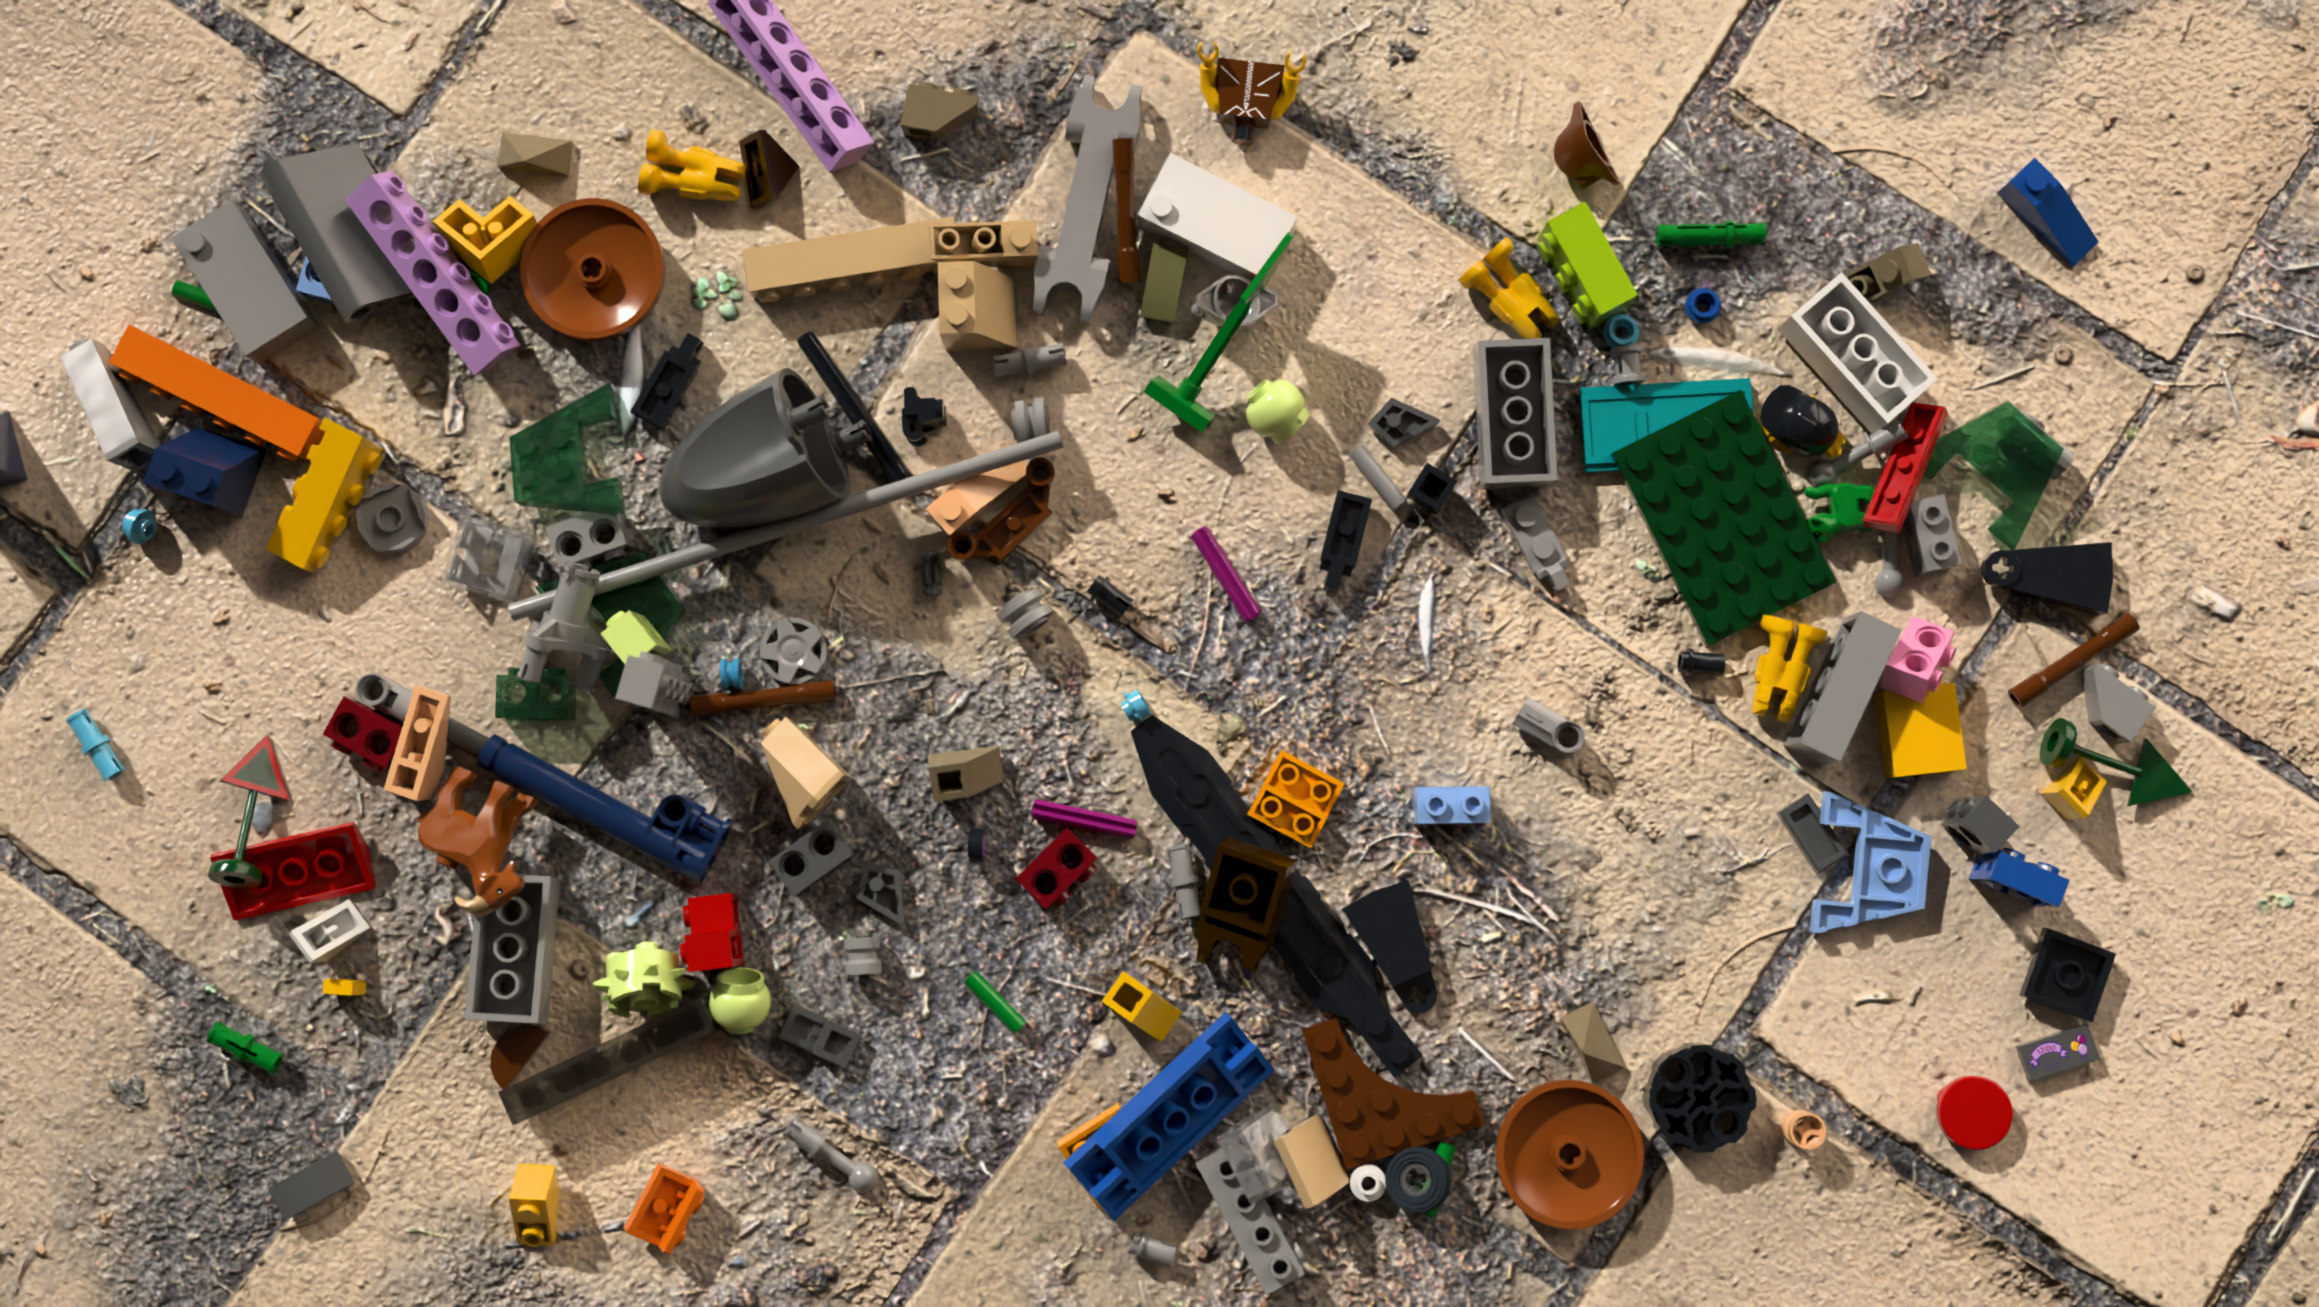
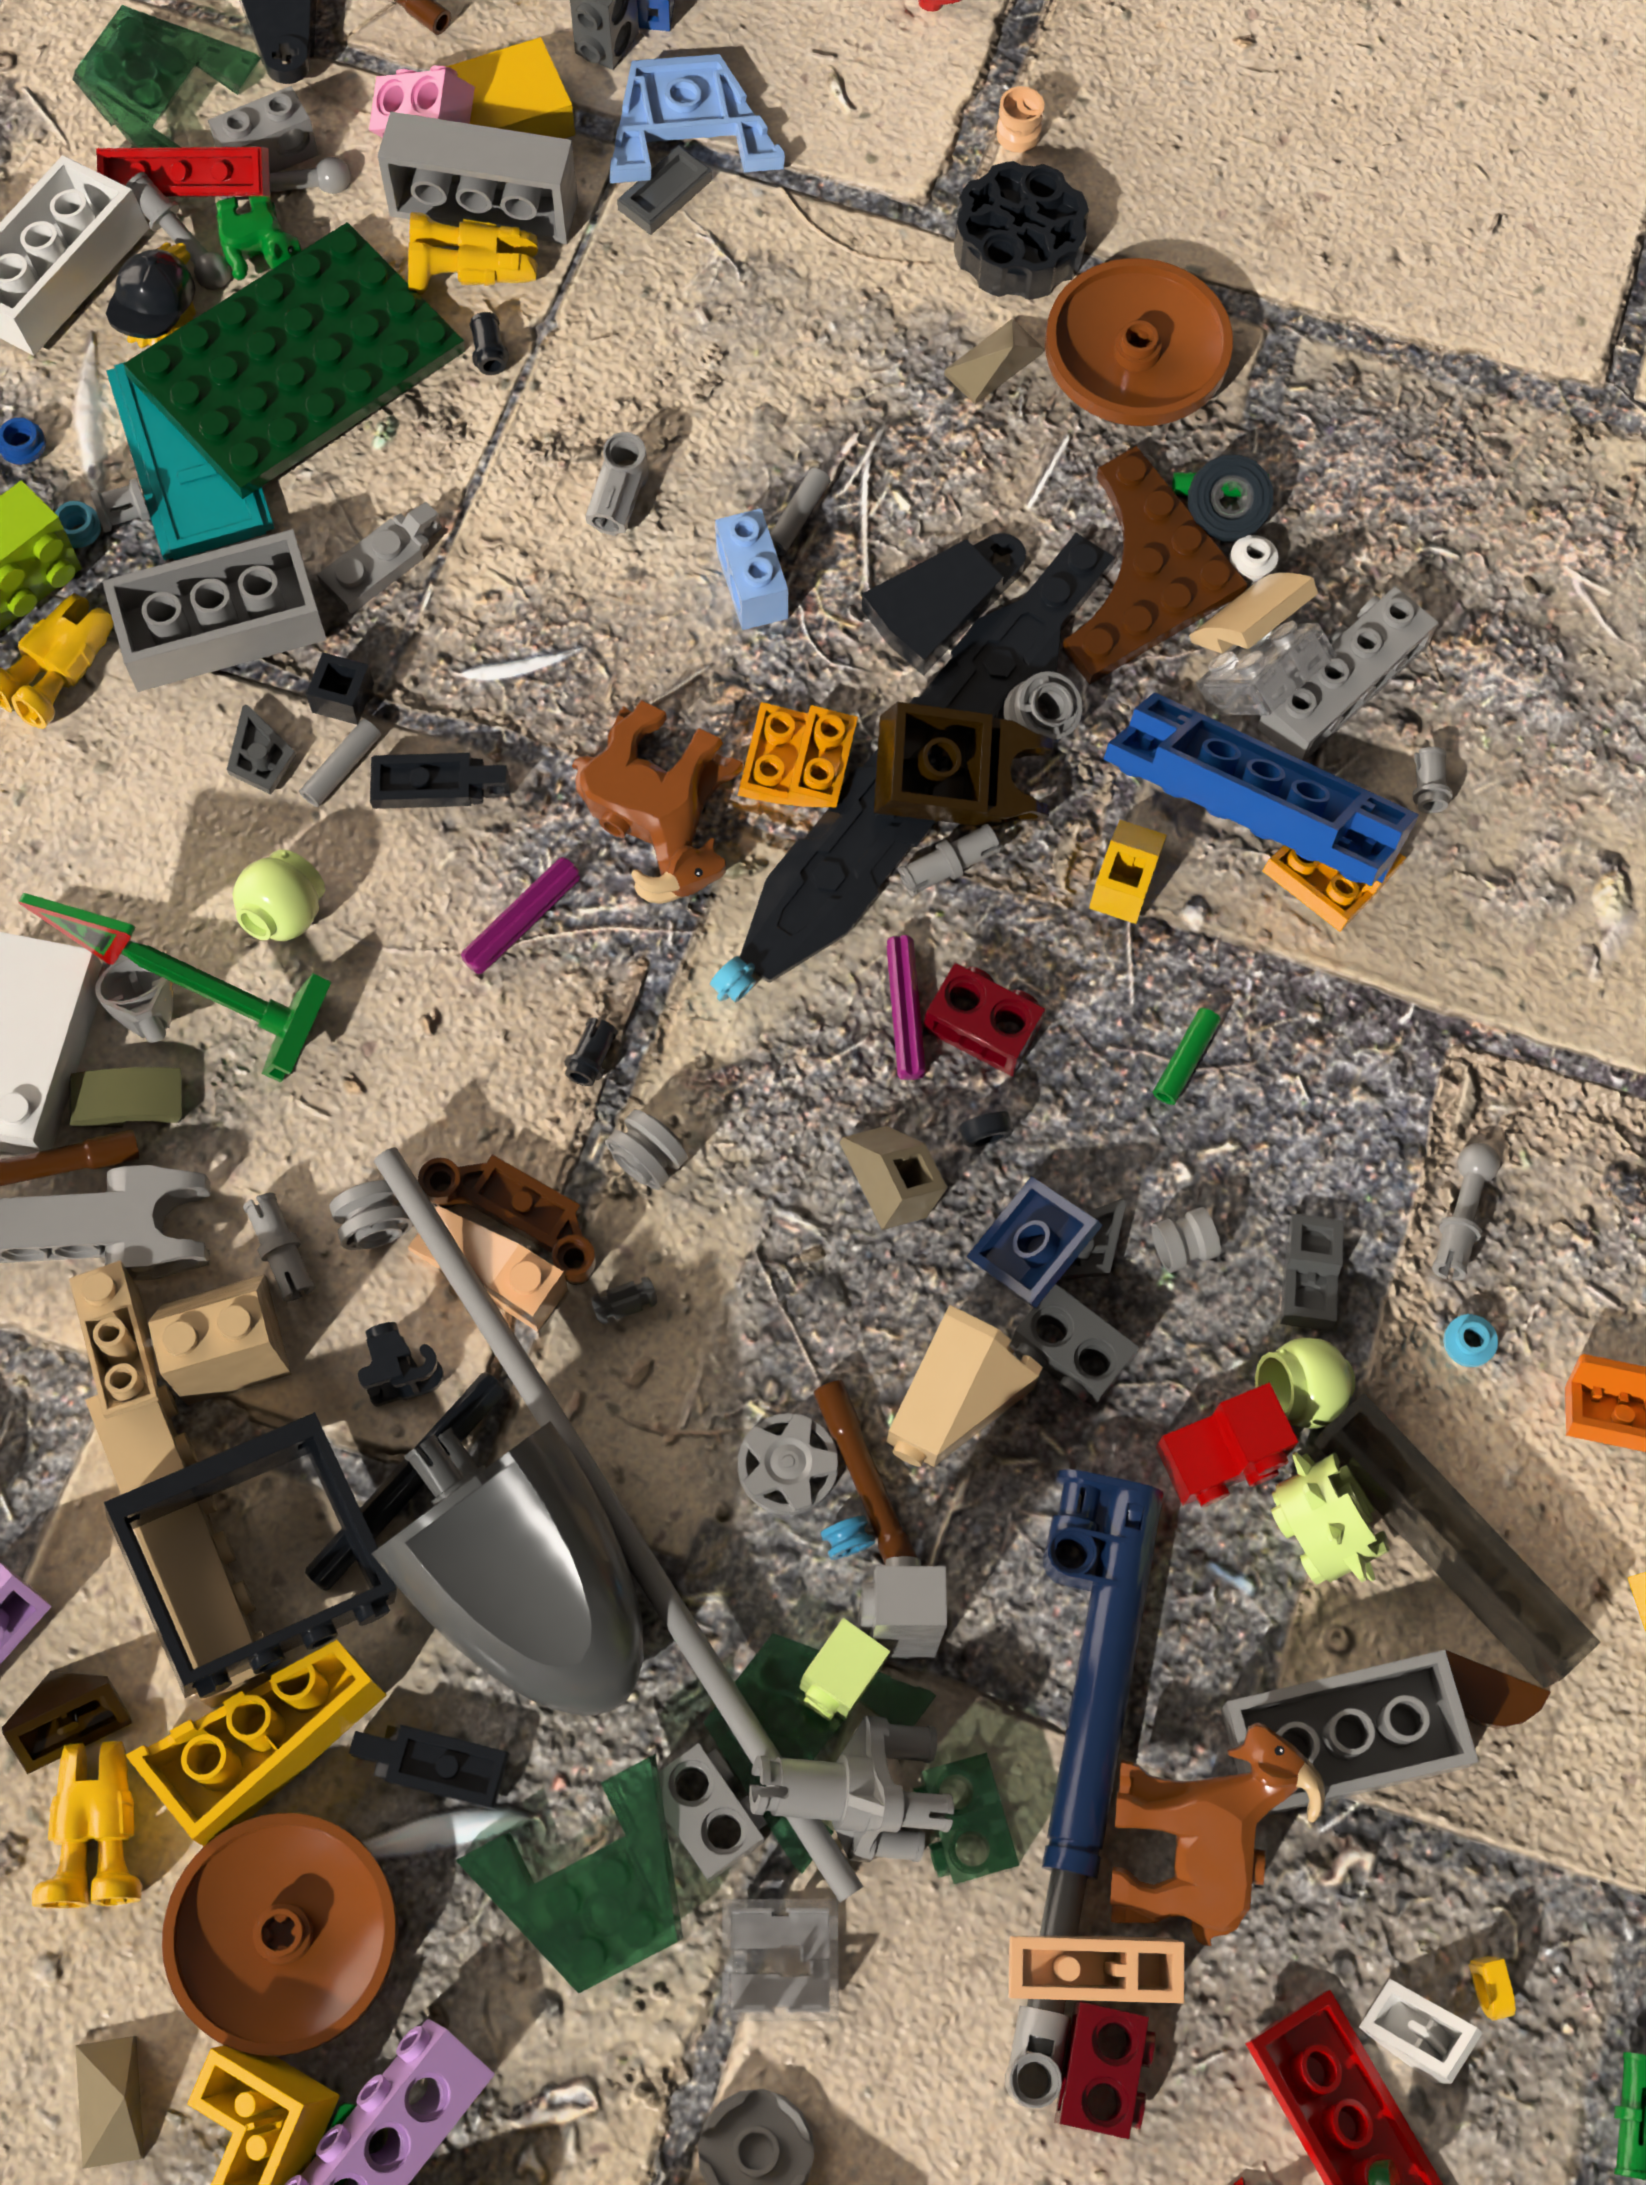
camera: 110 degrees left, 15 degrees down
(706, 270) = (257, 1742): none -> yellow wedge
(751, 1118) = (1463, 1353): none -> medium azure plate
(755, 293) = (218, 1474): none -> black window
(886, 852) = (1034, 1242): none -> dark blue slope
(1268, 993) = (1056, 694): none -> light grey wheel
(1282, 686) = (655, 804): none -> dark orange animal
(1497, 855) = (799, 510): none -> light grey piece

